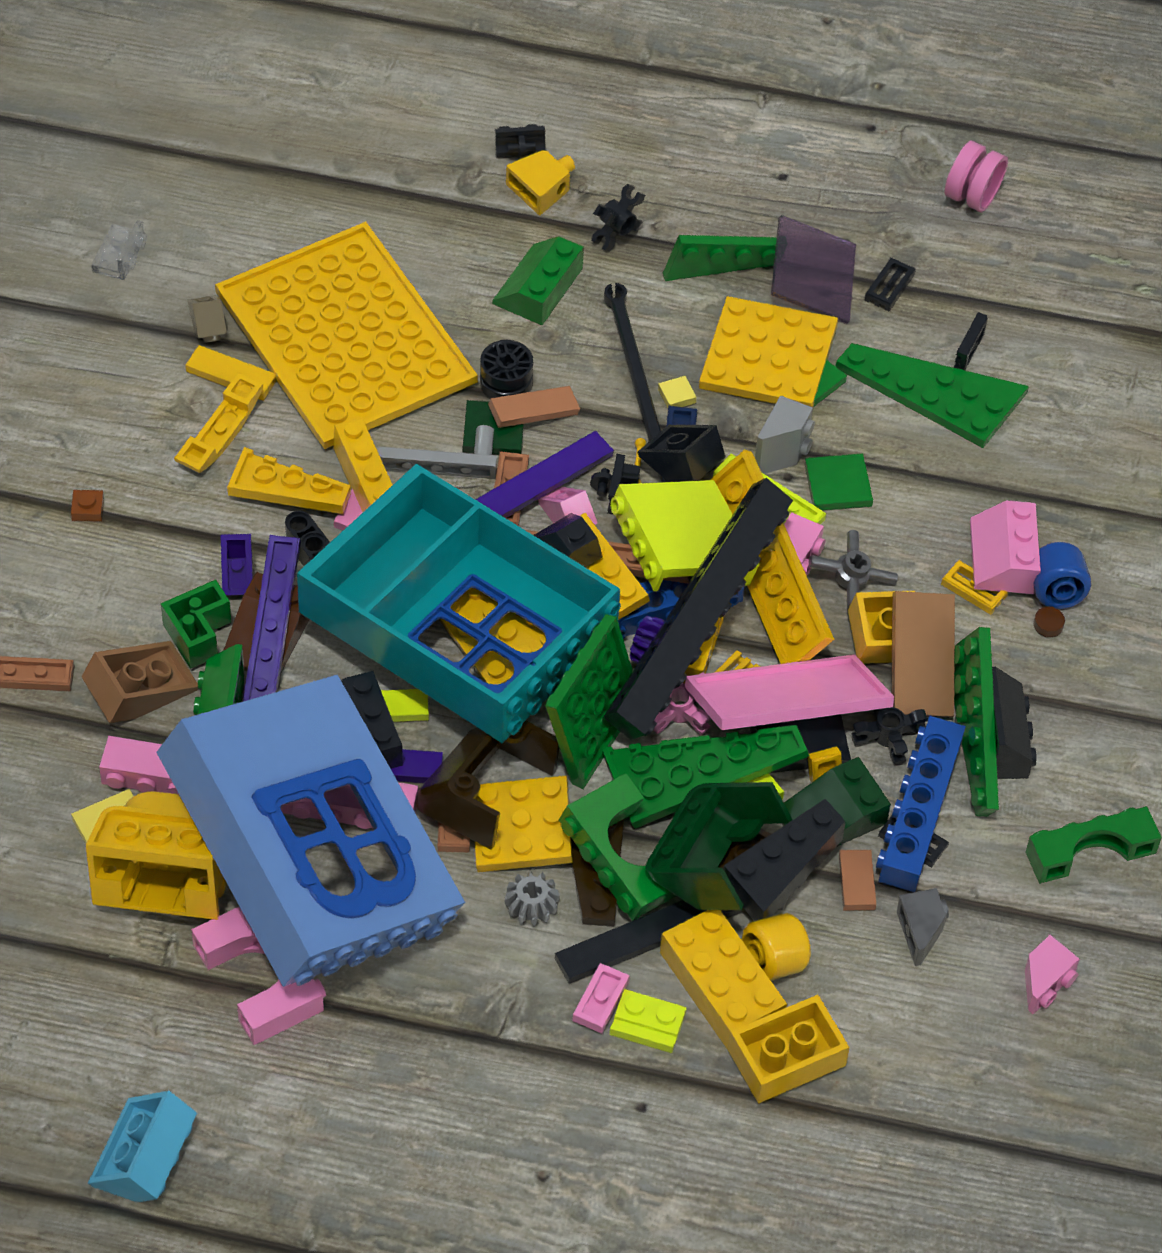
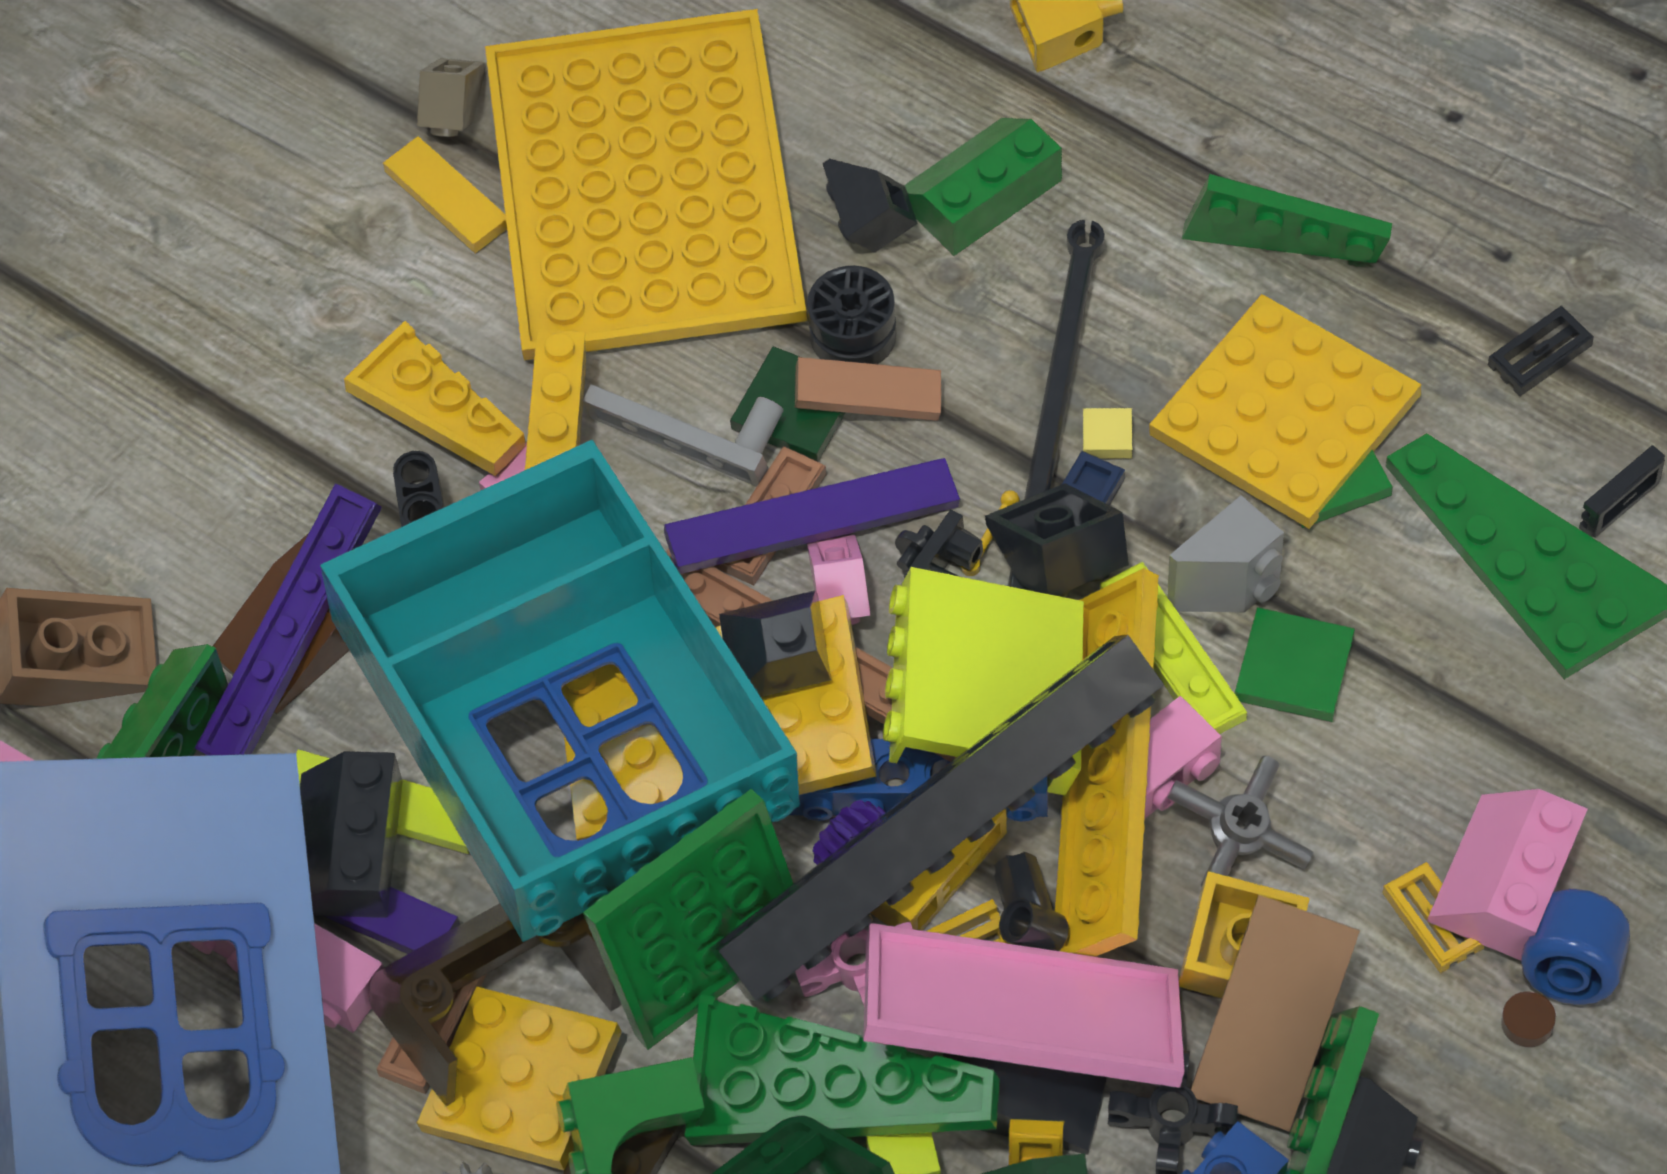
camera: 30 degrees right, 5 degrees up
(87, 505) = (138, 343): dark orange plate -> none
(193, 618) = (188, 573): green brick -> none
(222, 426) = (387, 280): yellow slope -> none
(236, 563) = (294, 504): dark purple slope -> none
(486, 307) = (869, 204): none -> black slope
(618, 217) = (1142, 114): black pin -> none
(758, 644) = (1026, 904): none -> black piece
(813, 269) = (1419, 291): clear purple piece -> none

